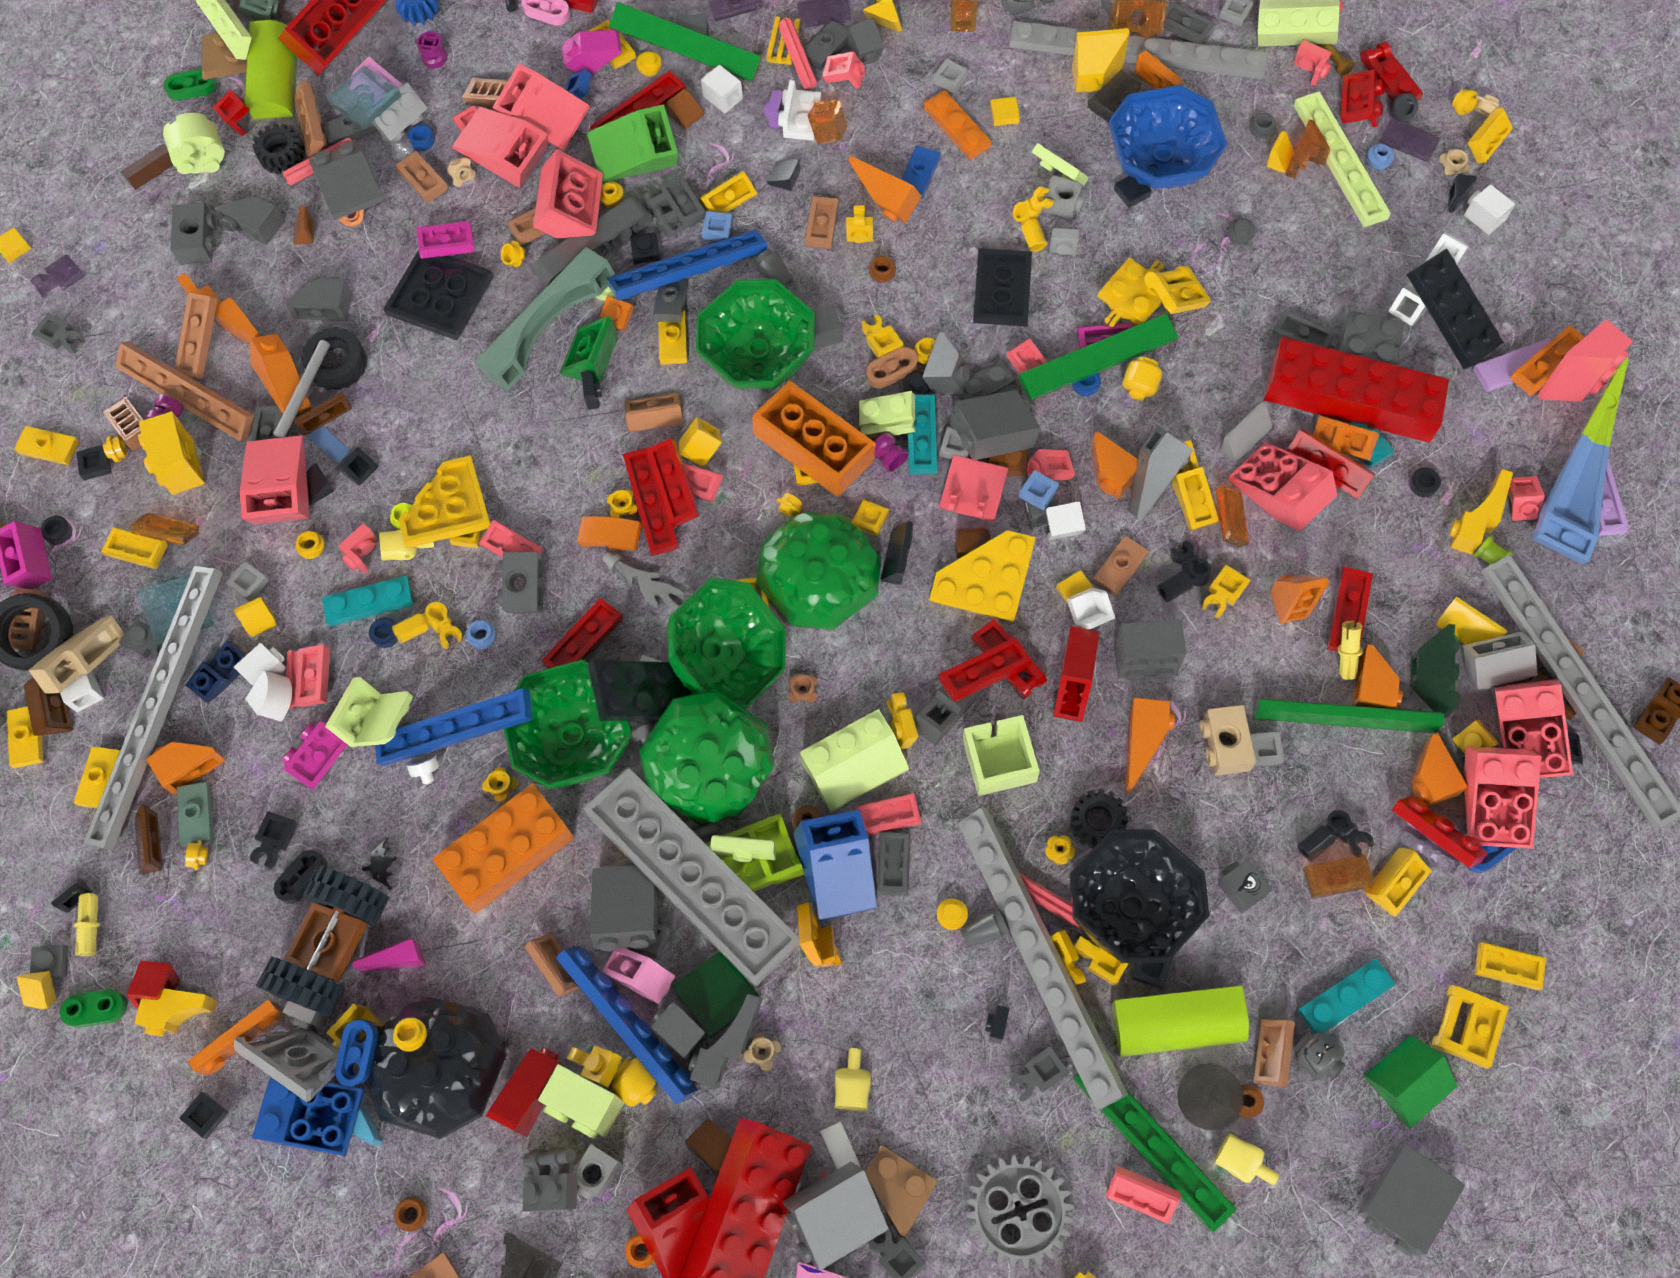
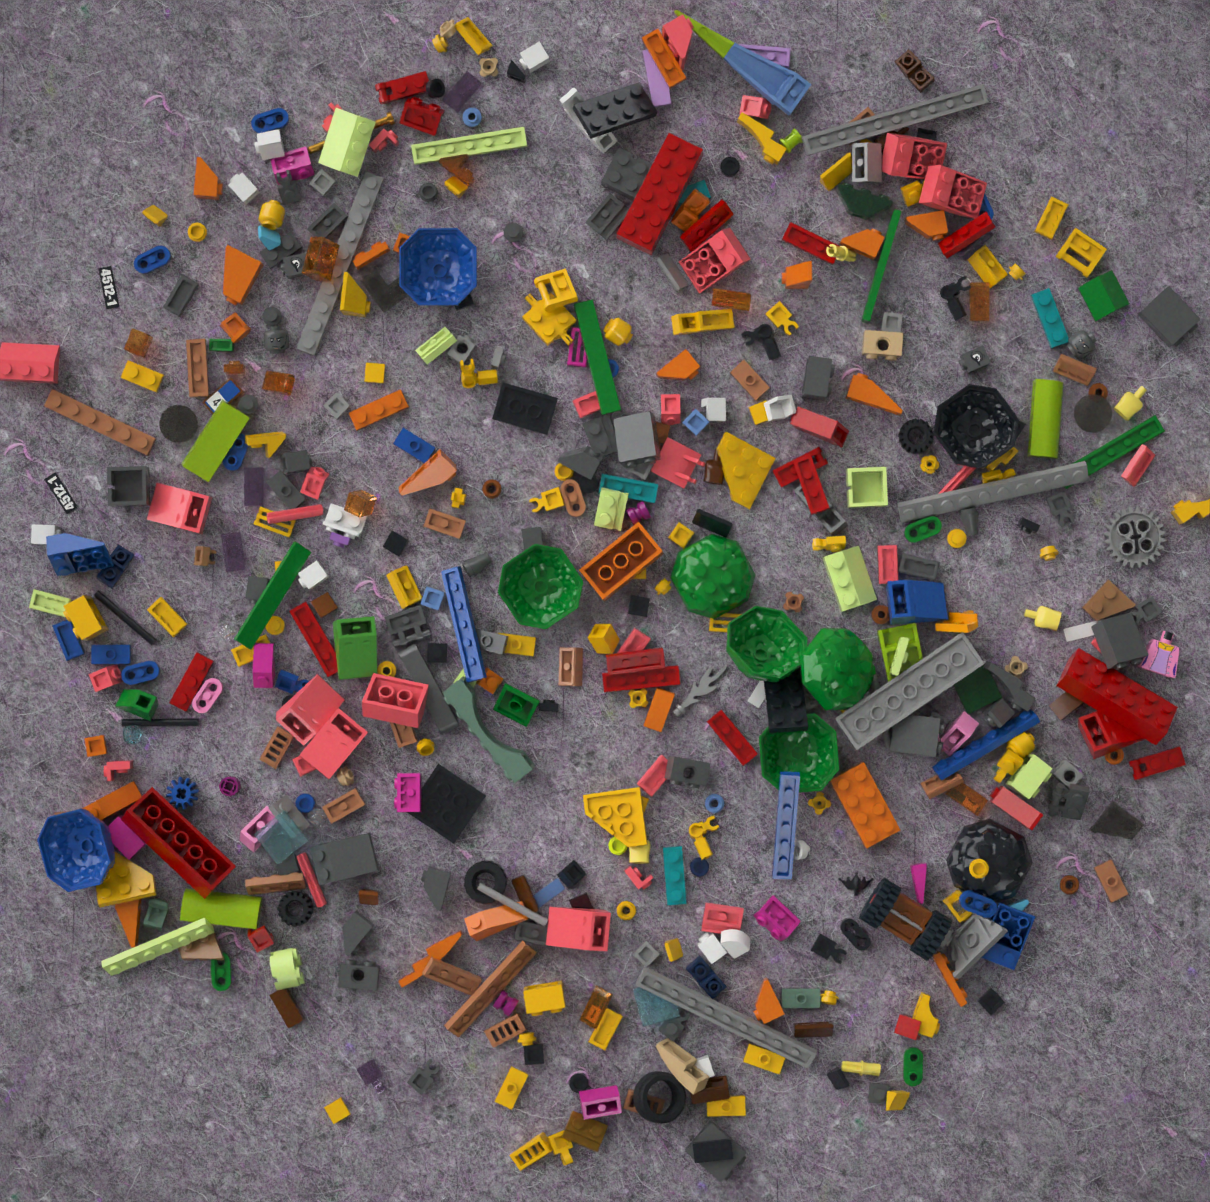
camera: 80 degrees left, 20 degrees up
(366, 715) = (762, 878): yellowish green bracket -> none
(536, 1013) = (967, 798): none -> clear orange tile
(755, 478) = (638, 606): none -> black plate
(955, 858) = (922, 529): none -> green plate
(960, 1068) = (1048, 553): none -> yellow plate
(1156, 467) = (694, 341): slope -> none
(1404, 927) = (1016, 272): none -> yellow plate

